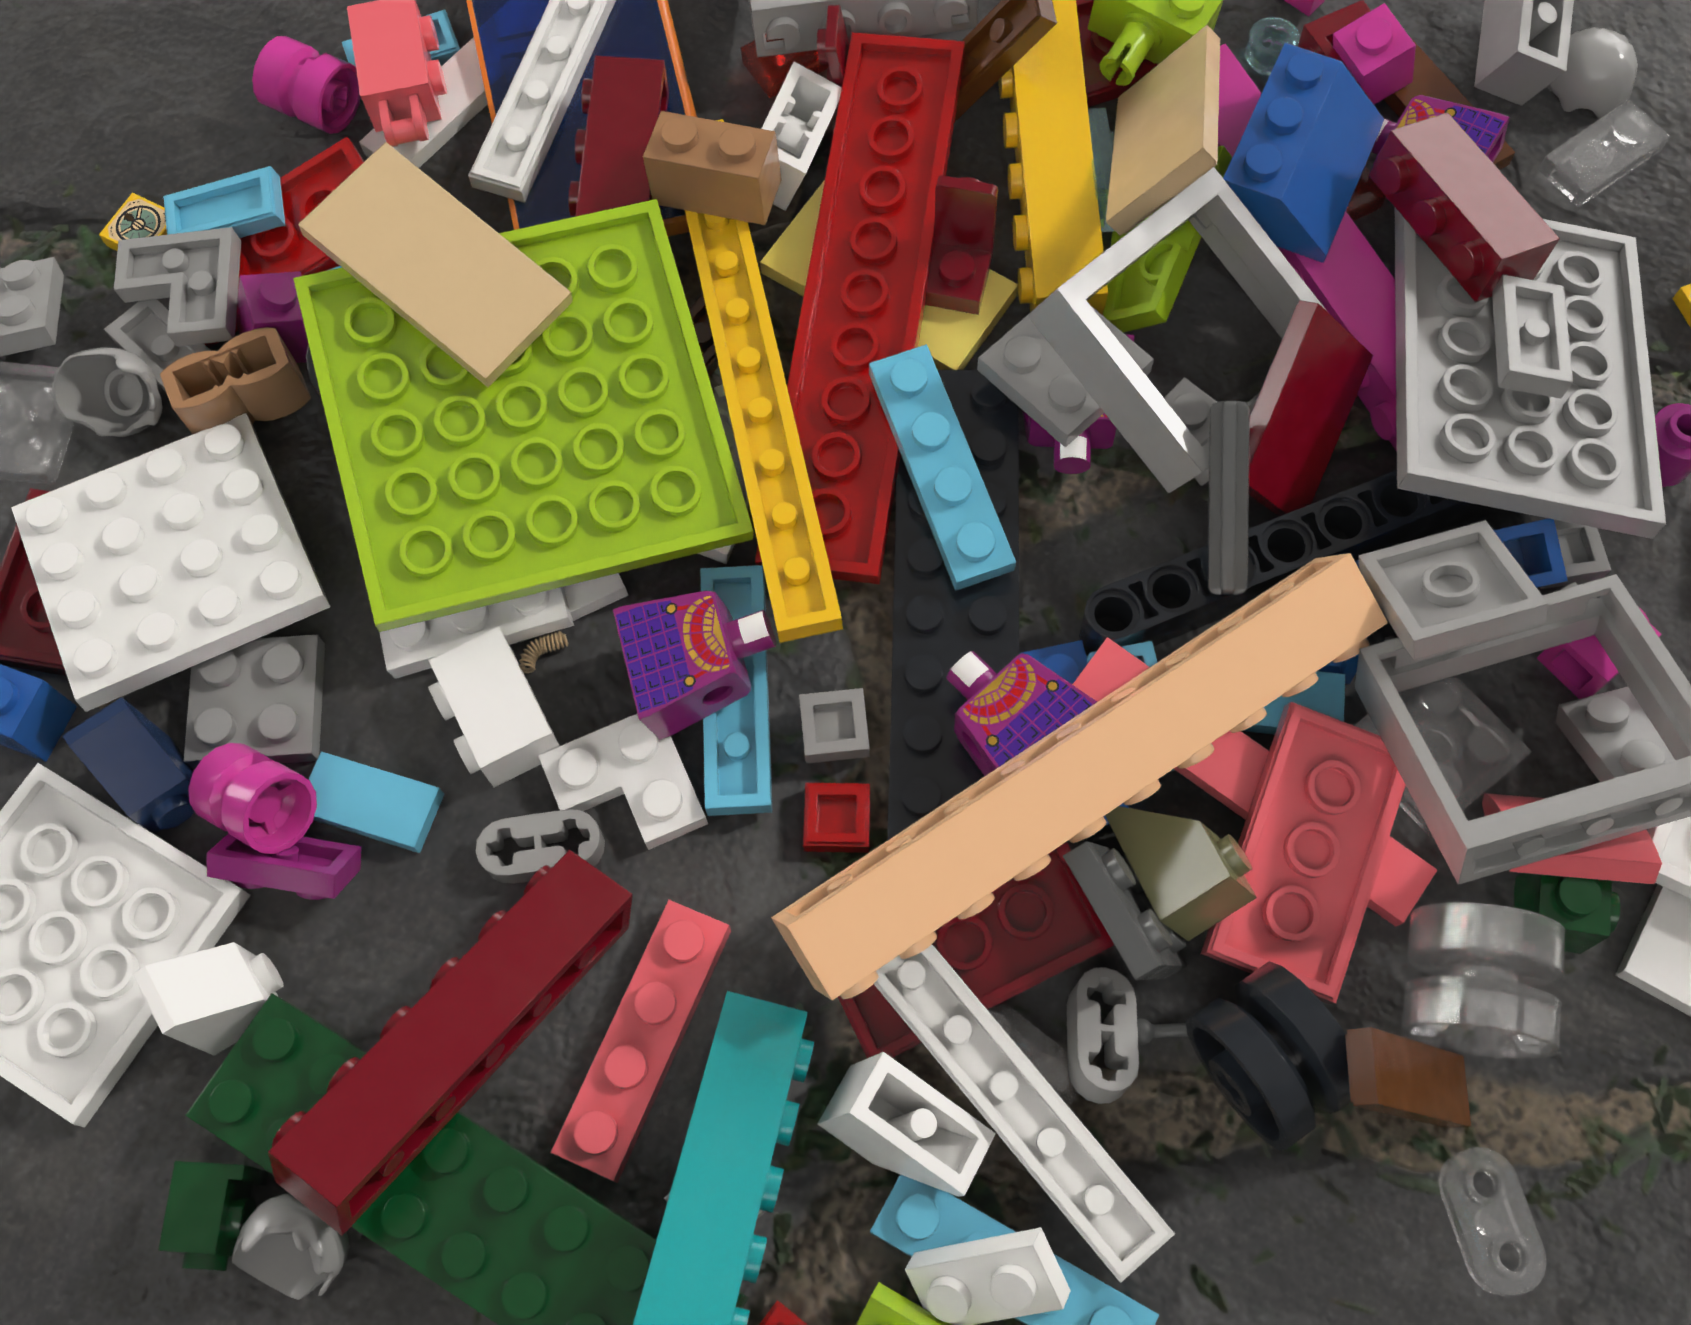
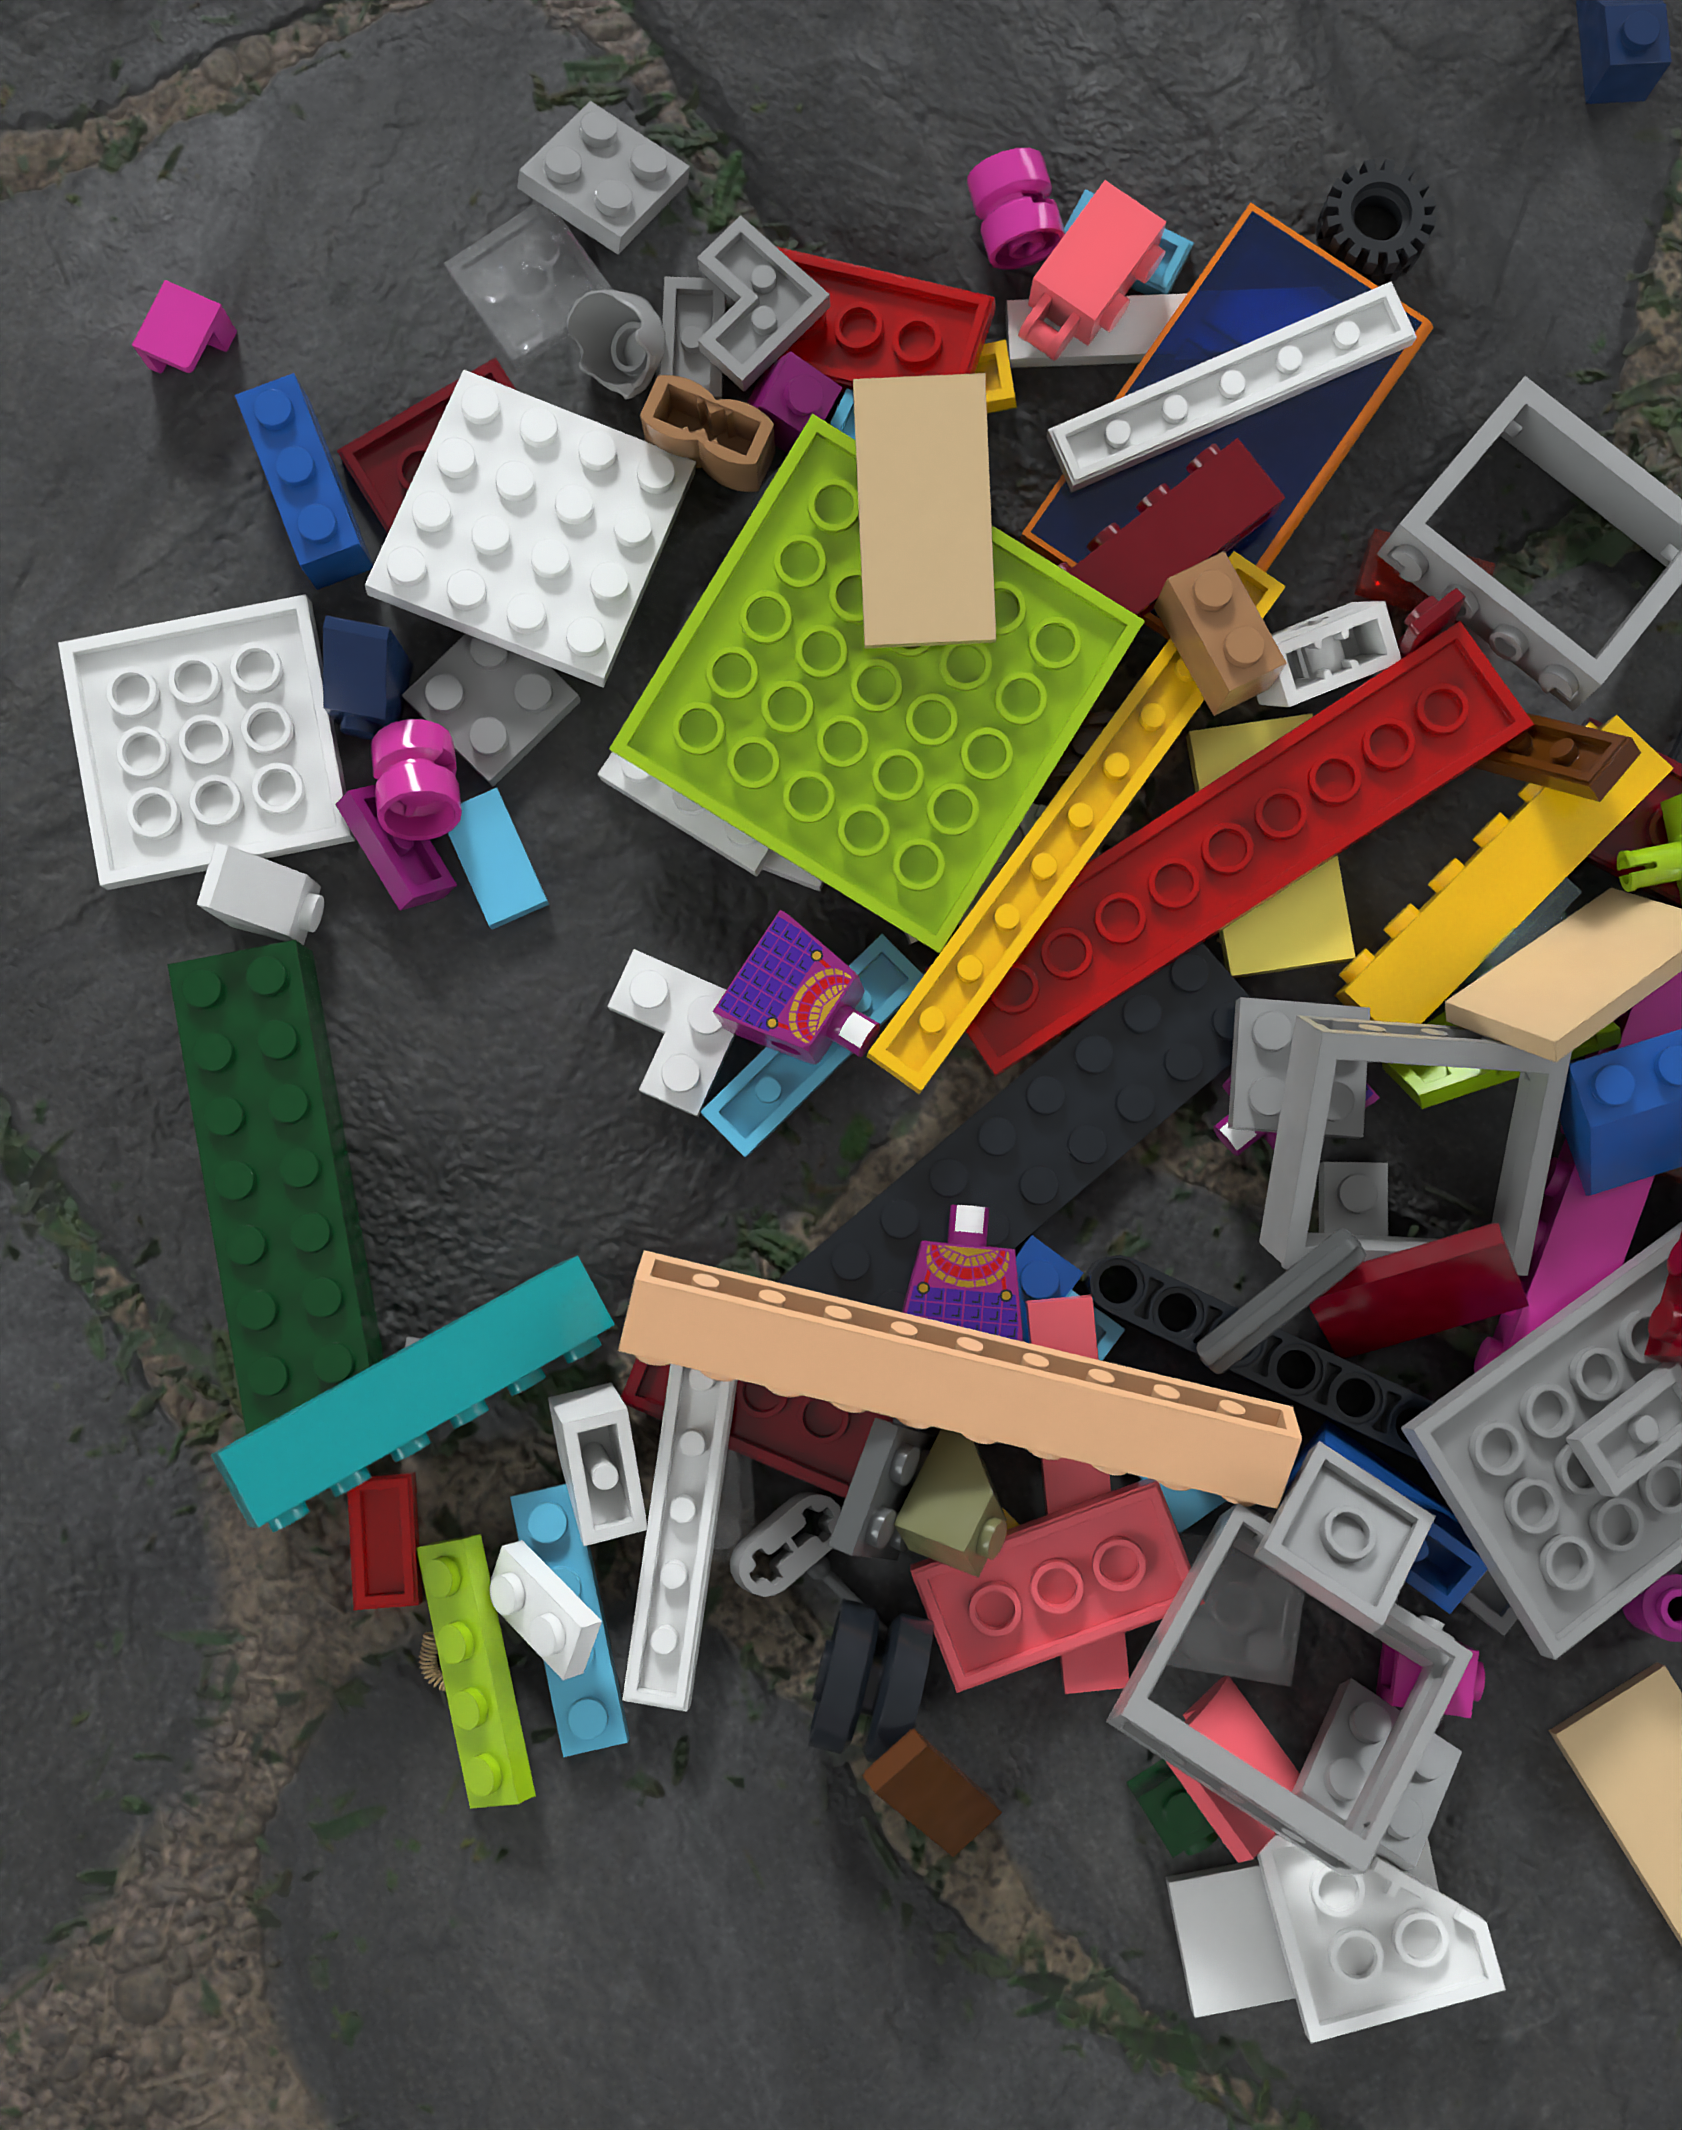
camera: 40 degrees right, 15 degrees up
(134, 220) = (777, 205): tile -> none
(208, 1211) = (127, 1037): dark green brick -> none
(244, 202) = (846, 265): medium azure tile -> none
(290, 1247) = (157, 1115): light grey hair -> none
(449, 1042) = (377, 1101): dark red brick -> none
(493, 708) = (638, 881): white brick -> none
(537, 831) = (562, 1026): light grey beam -> none
(541, 648) = (712, 863): tan leg -> none
(641, 1041) = (502, 1218): coral plate -> none
(834, 725) = (849, 1146): light grey plate -> none
(837, 817) = (784, 1209): red tile -> none
(941, 467) = (1126, 1044): medium azure plate -> none
(962, 243) = (1334, 892): dark red bracket -> none
(1484, 980) = (1045, 1796): clear wheel -> none
(1489, 1222) = (894, 1923): clear plate -> none

